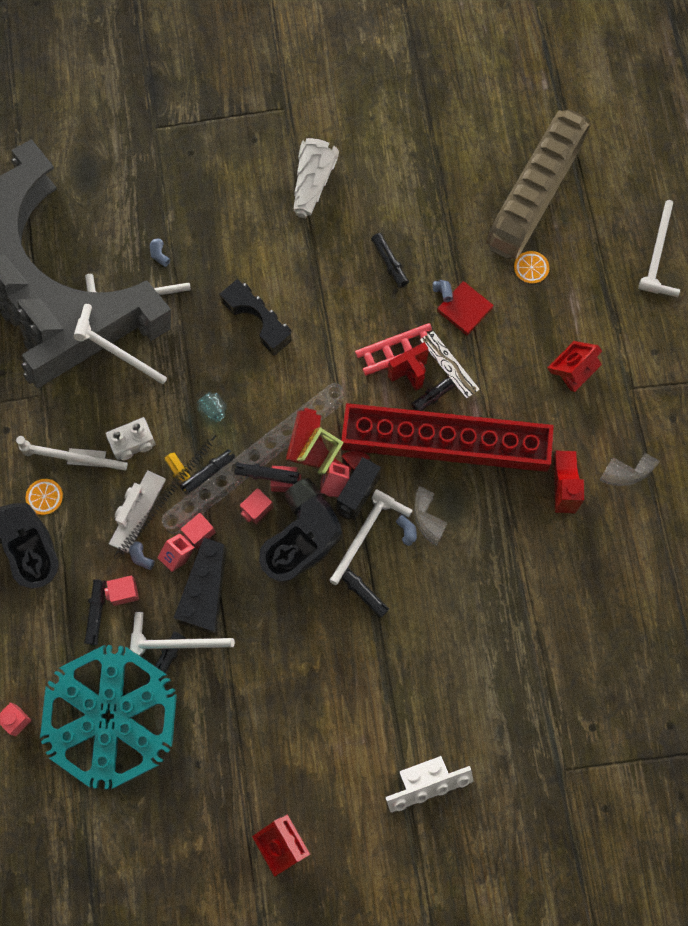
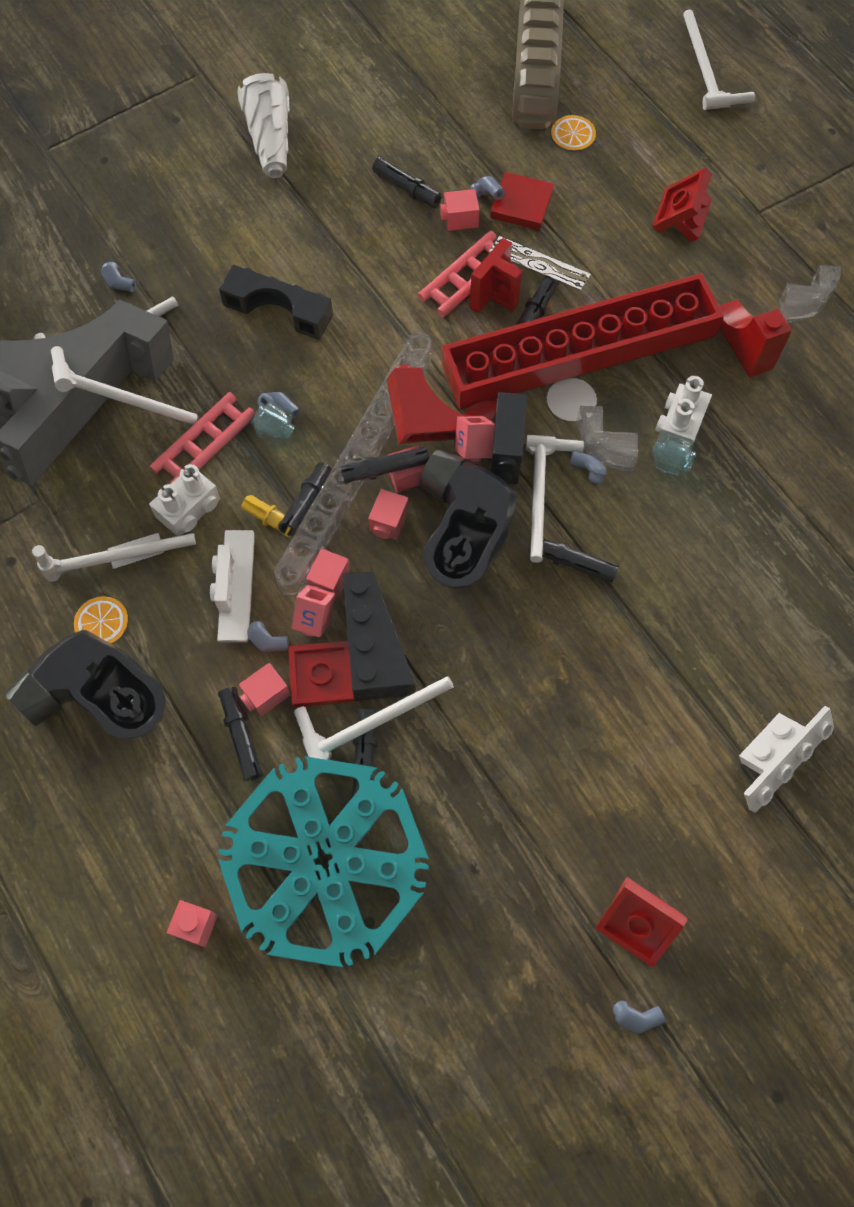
camera: 25 degrees left, 5 degrees down
(161, 594) = (320, 674): none -> red tile
(164, 498) = (268, 547): black piece -> none
(166, 387) = (204, 424): none -> coral bar
(224, 392) = (281, 400): none -> sand blue arm
(247, 904) = (636, 1021): none -> sand blue arm
(331, 455) = (457, 391): yellowish green piece -> none
(415, 298) = (460, 210): none -> coral brick
(423, 474) = (567, 396): none -> white sticker
(466, 548) = (673, 455): none -> clear light blue head
(488, 524) = (685, 411): none -> white brick

